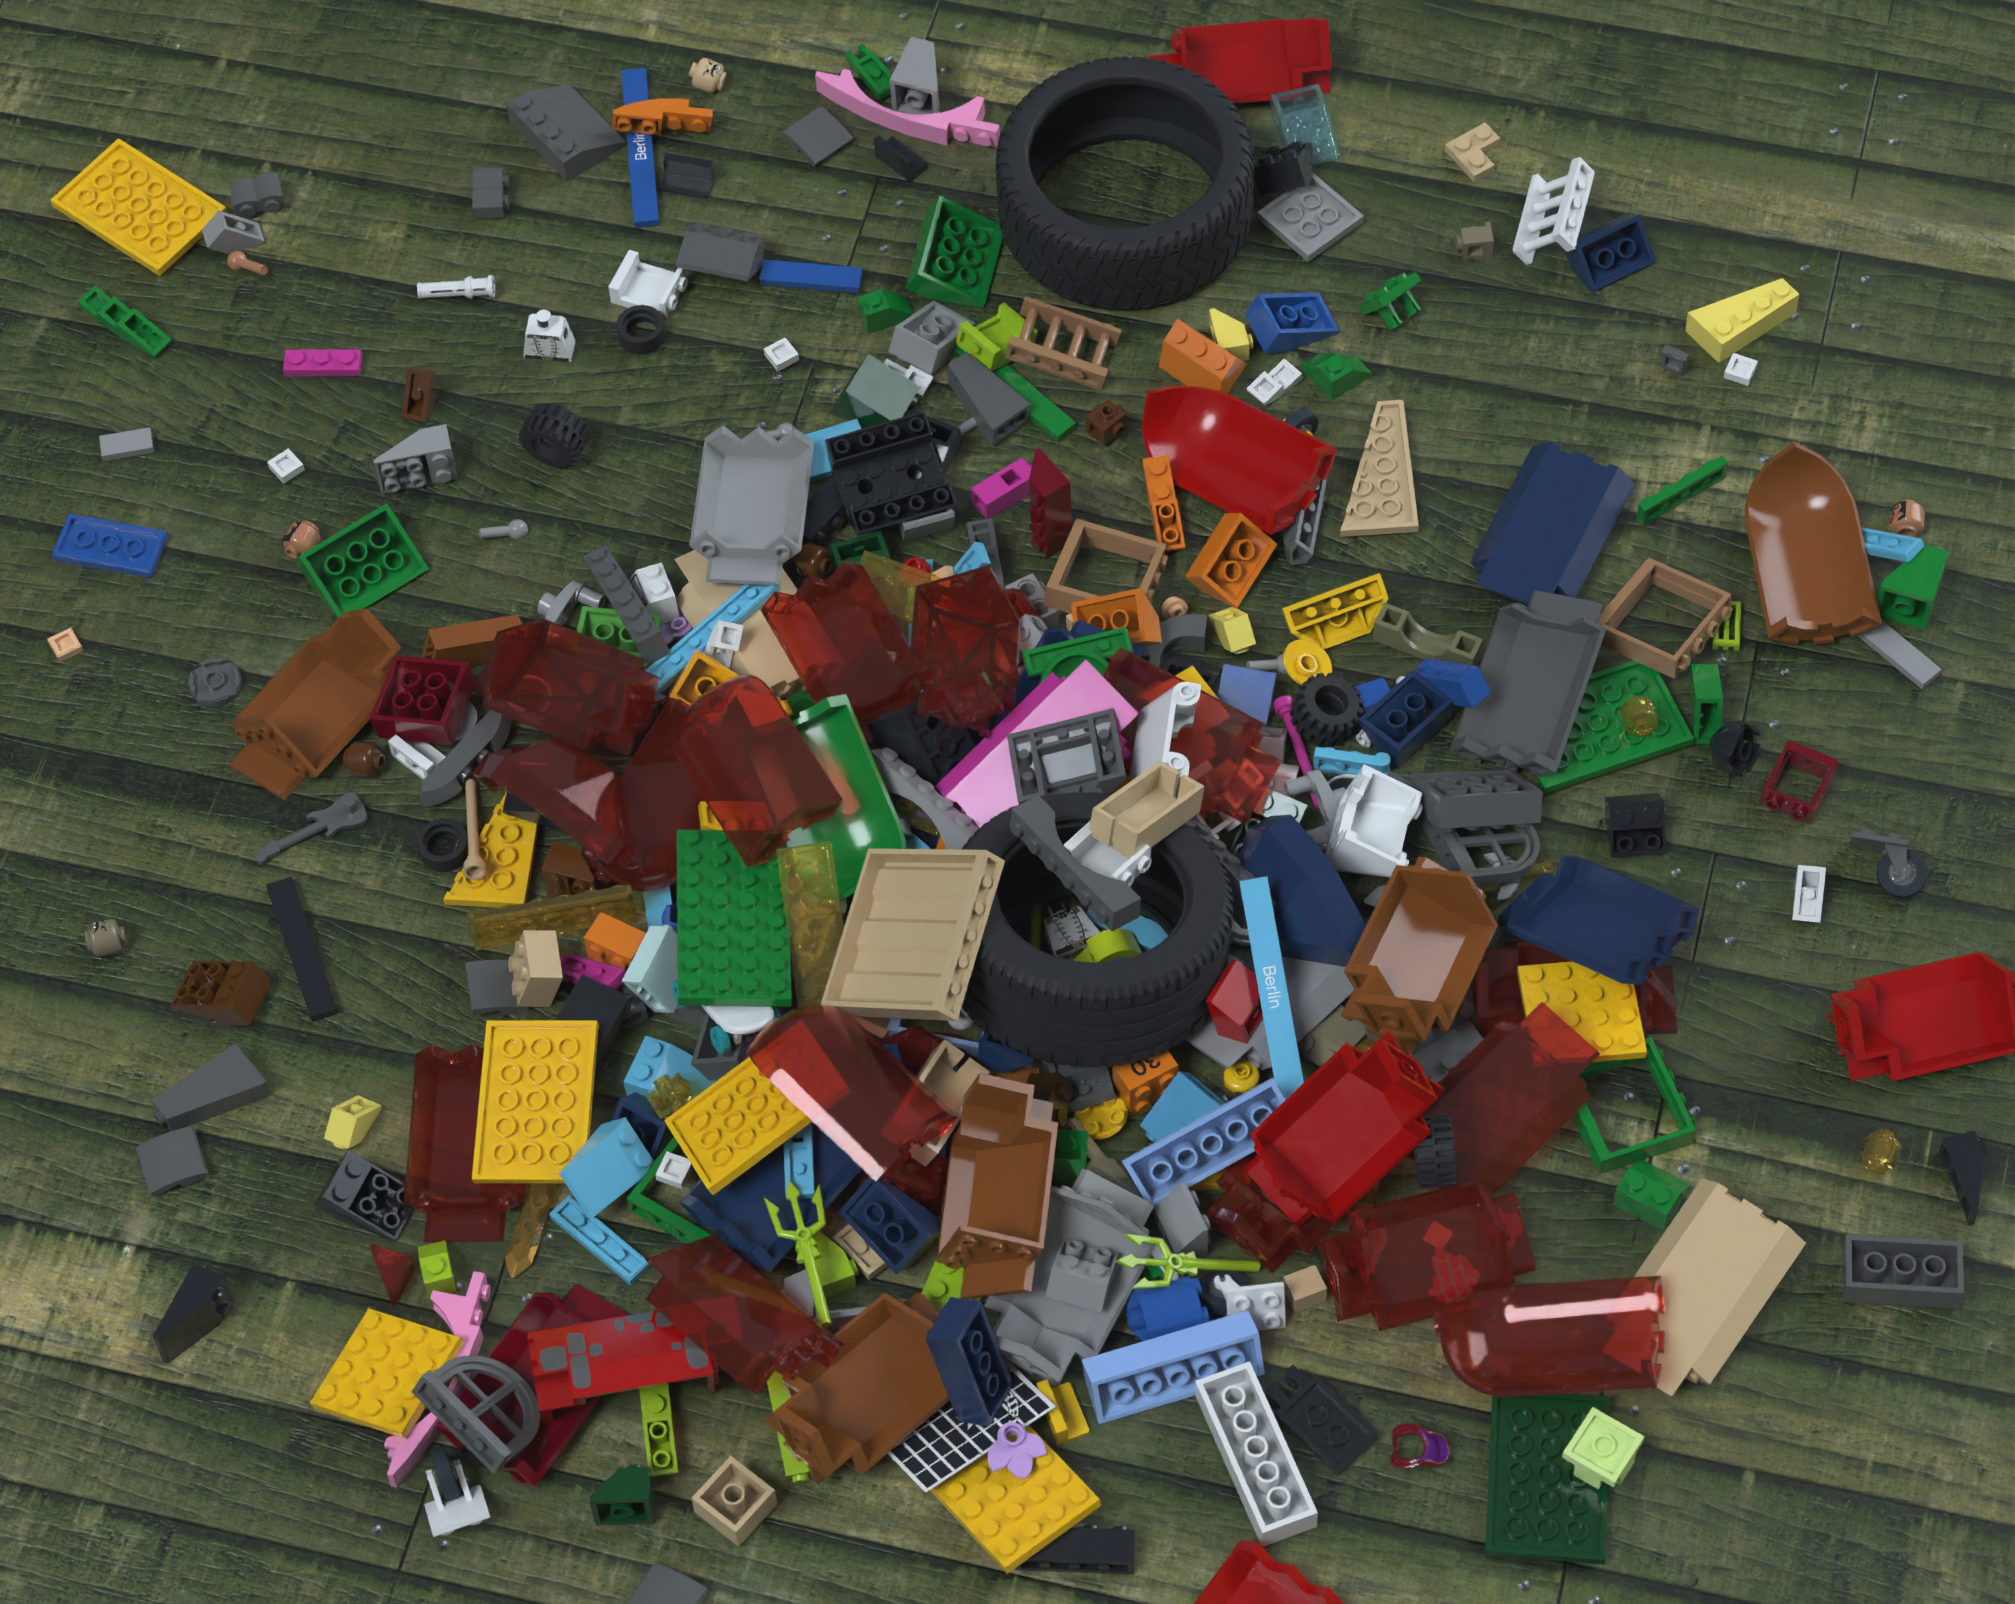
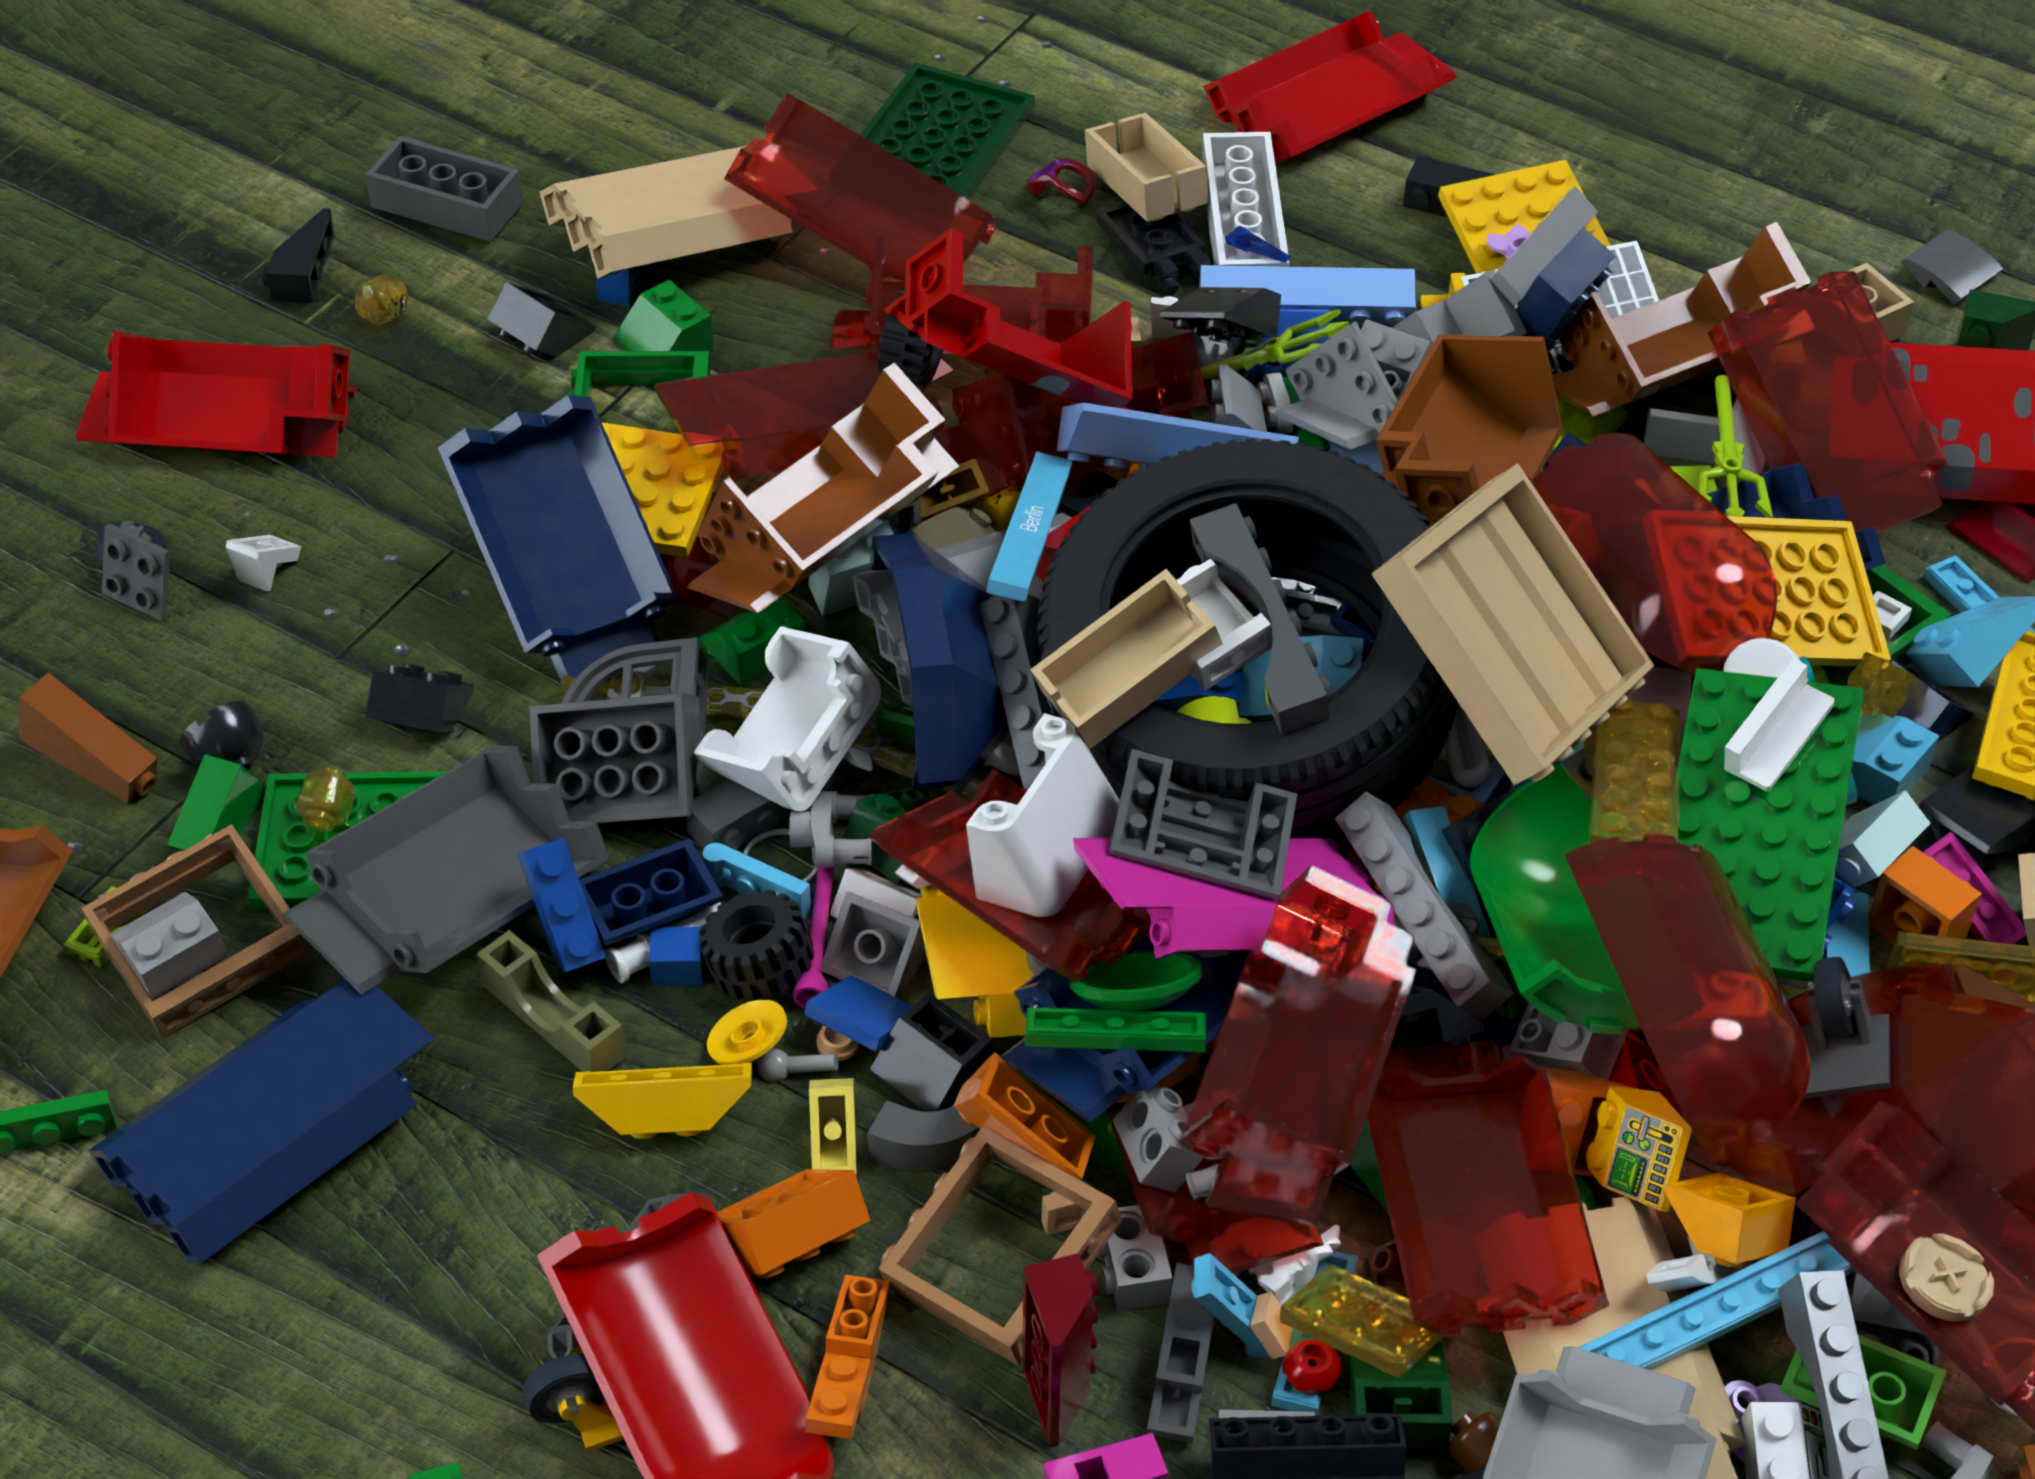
camera: 165 degrees left, 10 degrees down
(578, 682) = (1946, 1277): none -> tan tile
(653, 823) = (1844, 1051): none -> dark grey plate
(729, 951) = (1777, 728): none -> white panel
(993, 1426) = (1543, 244): none -> light grey tile
(1174, 607) = (908, 1184): light nougat plate -> none
(1215, 1240) = (1227, 313): none -> black slope
(1228, 1385) = (1247, 241): none -> clear blue piece
(1351, 1466) = (1151, 171): none -> tan piece
(1384, 484) = (464, 1297): tan wing -> none
(1602, 1450) = (872, 108): yellowish green panel -> none
(1664, 584) = (170, 944): none -> light grey slope
(1750, 1169) = (537, 321): none -> slope
(1807, 761) = (156, 665): dark red window -> none
(1821, 720) = (84, 740): none -> dark orange slope

